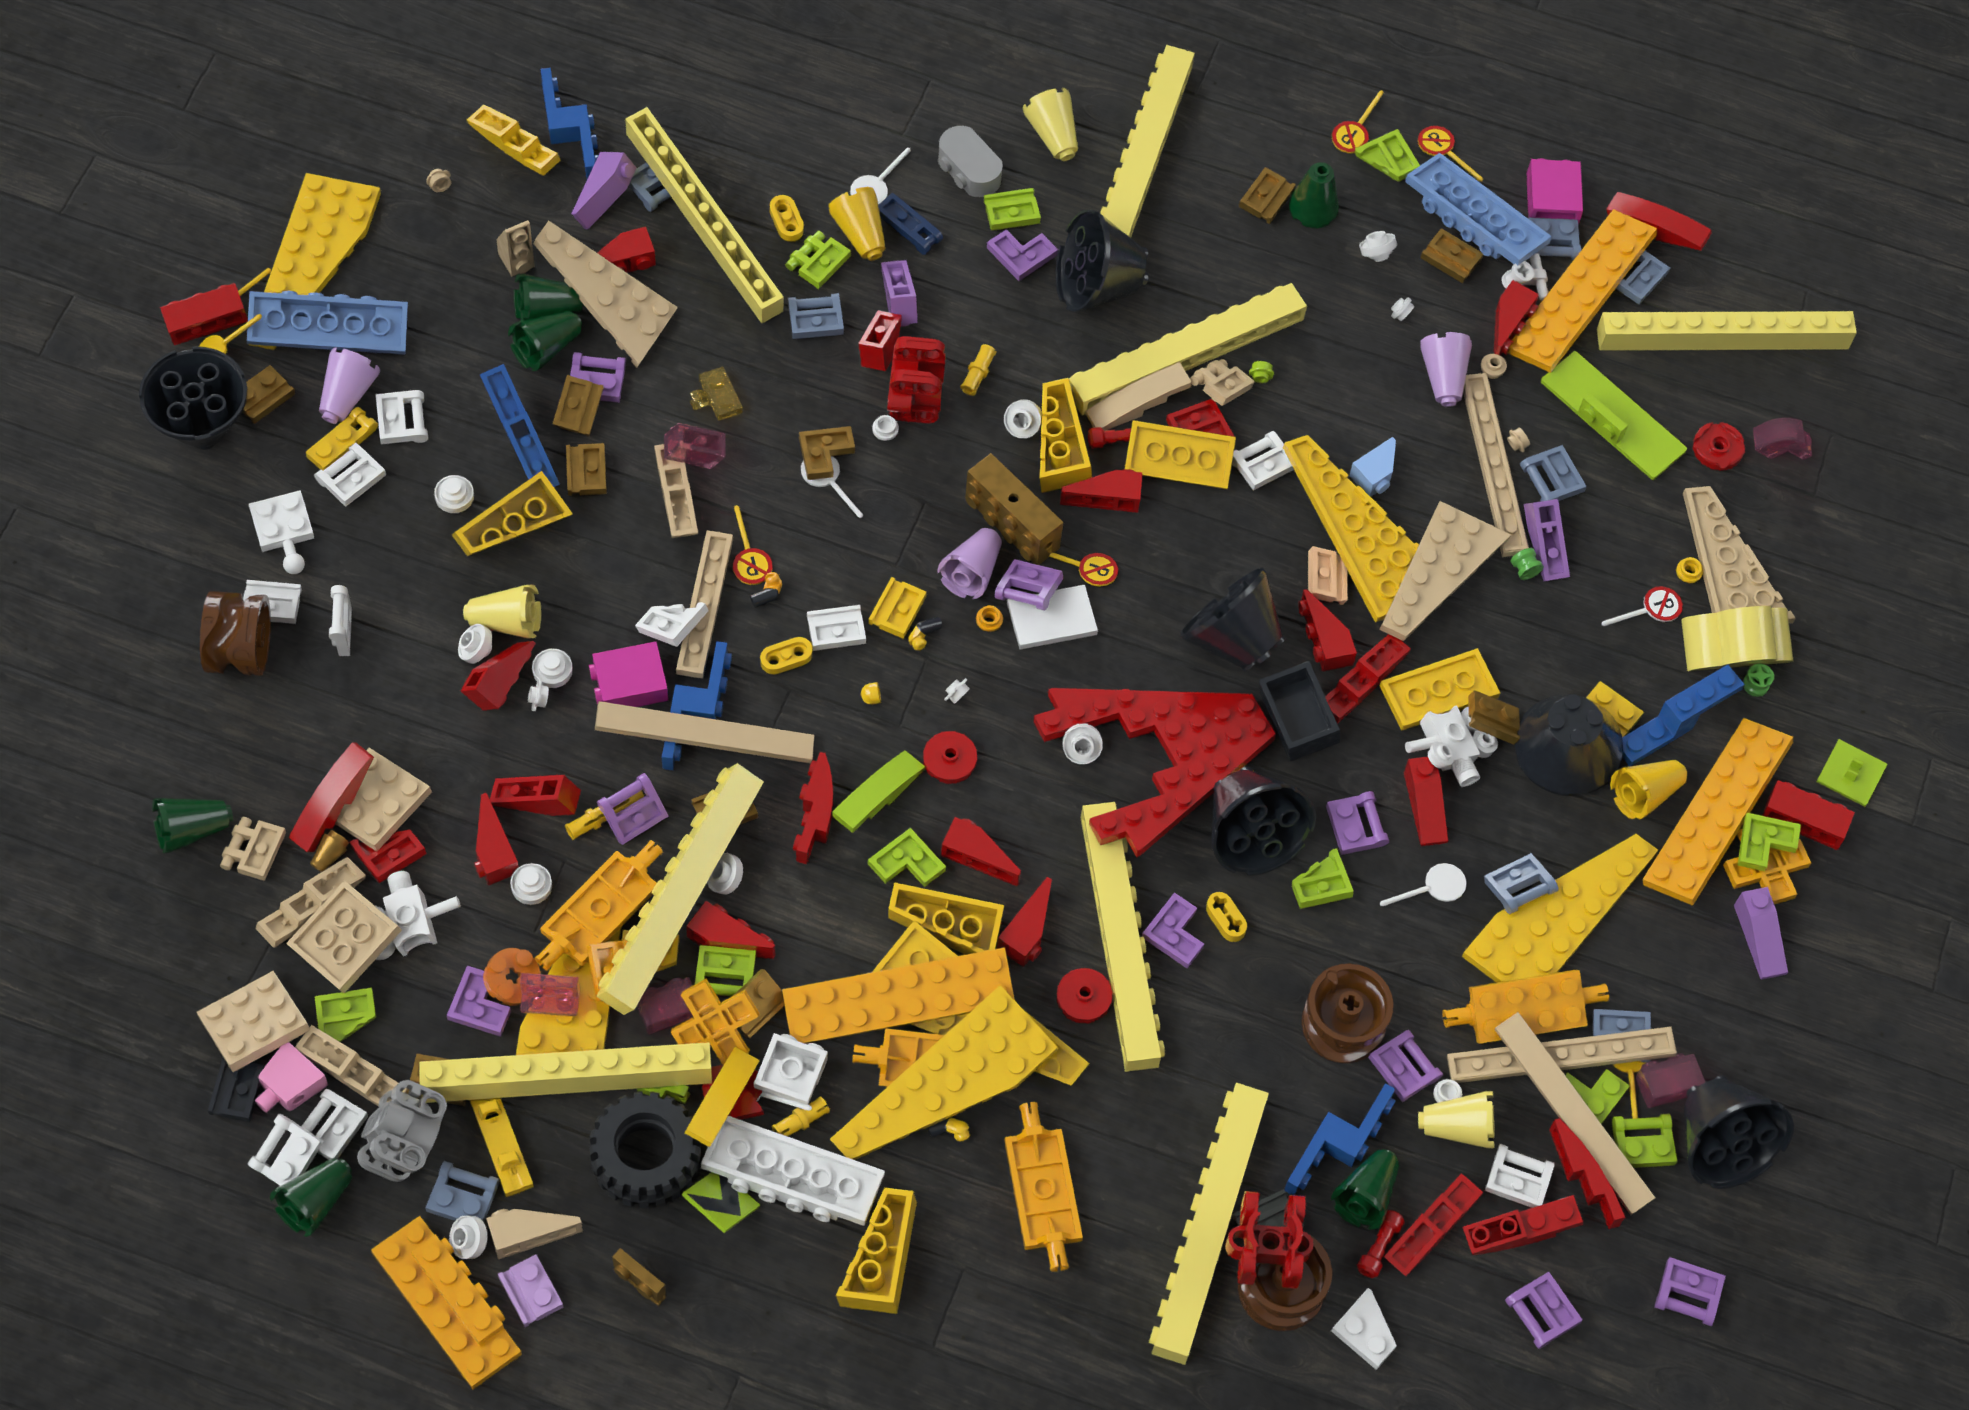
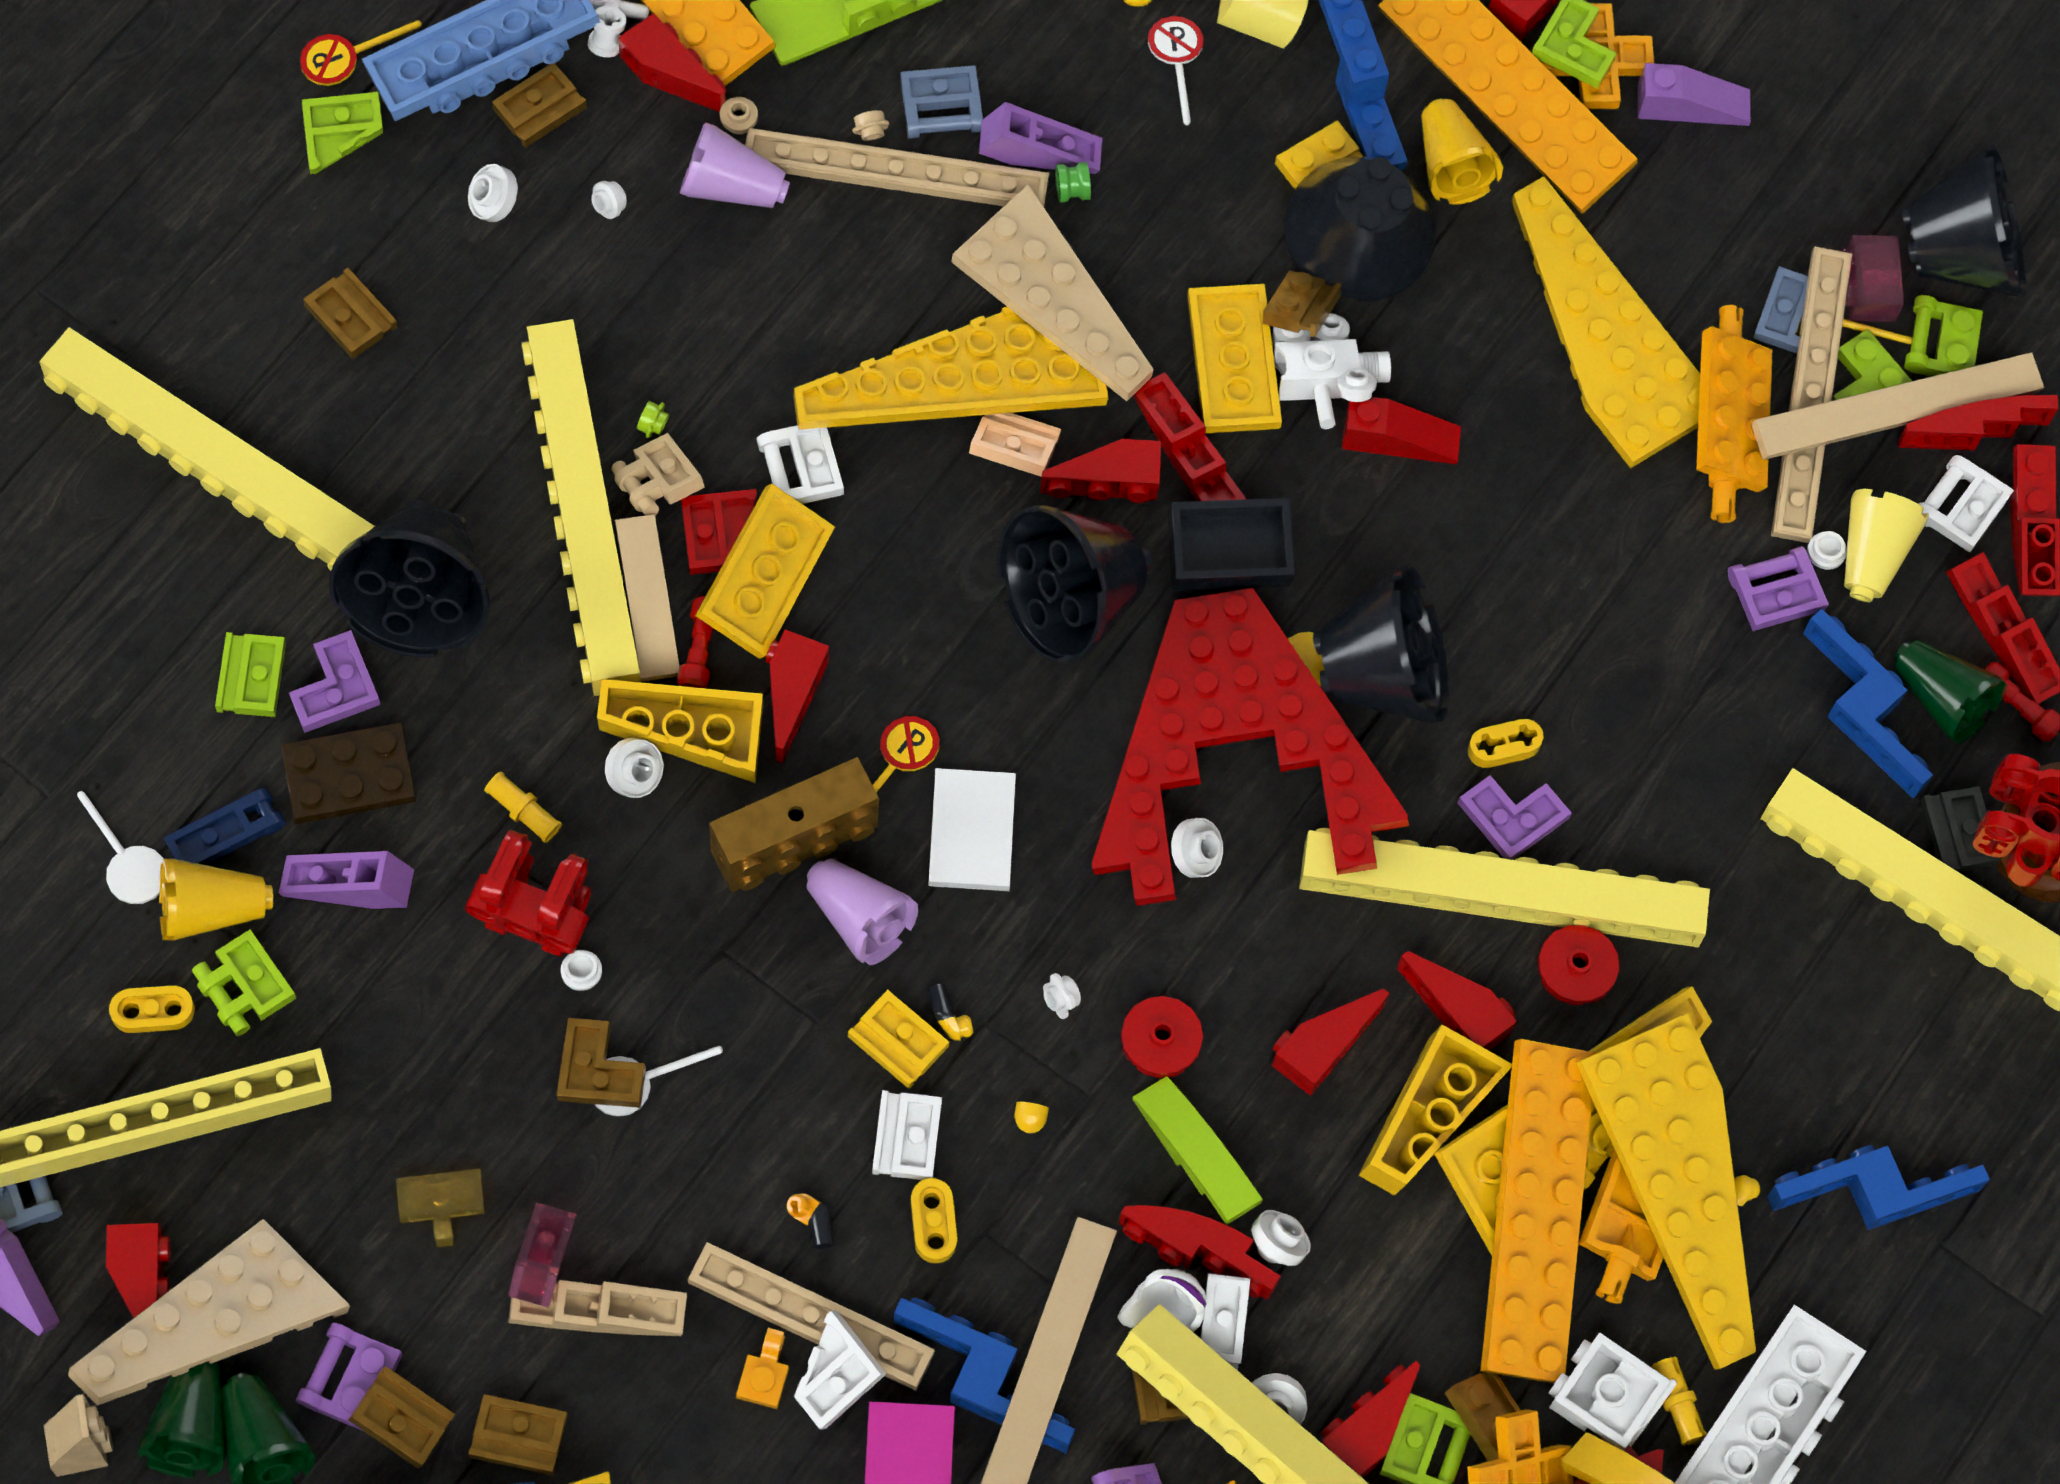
camera: 75 degrees left, 5 degrees up
(661, 589) = (763, 1376): none -> light orange plate
(752, 563) = (756, 1230): piece -> none
(766, 830) = (1225, 1316): none -> white hinge
(774, 793) = (1172, 1289): none -> white hair
(815, 322) = (360, 1016): sand blue plate -> none
(835, 852) = (1280, 1238): none -> white plate
(879, 340) = (433, 929): red slope -> none
(879, 1265) = (1916, 1344): yellow wedge -> none
(910, 853) = (1303, 1139): lime plate -> none
(969, 161) = (143, 708): light grey brick -> none
(969, 277) = (348, 773): none -> dark brown plate
(988, 1214) = (1877, 1186): none -> blue bracket
(989, 612) = (951, 905): light orange plate -> none
(1032, 578) = (908, 836): medium lavender plate -> none
(1043, 1188) = (1855, 1103): light orange plate -> none
(1054, 122) = (124, 565): light yellow cone -> none
(1315, 197) = (384, 249): dark green cone -> none
(1323, 882) = (1486, 601): lime wing -> none
(1347, 1013) = (1700, 631): reddish brown piece -> none
(1348, 825) = (1406, 543): medium lavender plate -> none
(1351, 134) = (276, 169): piece -> none
(1375, 468) = (864, 320): light blue slope -> none
(1442, 881) = (1520, 454): white piece -> none
(1518, 876) = (1542, 358): sand blue plate -> none

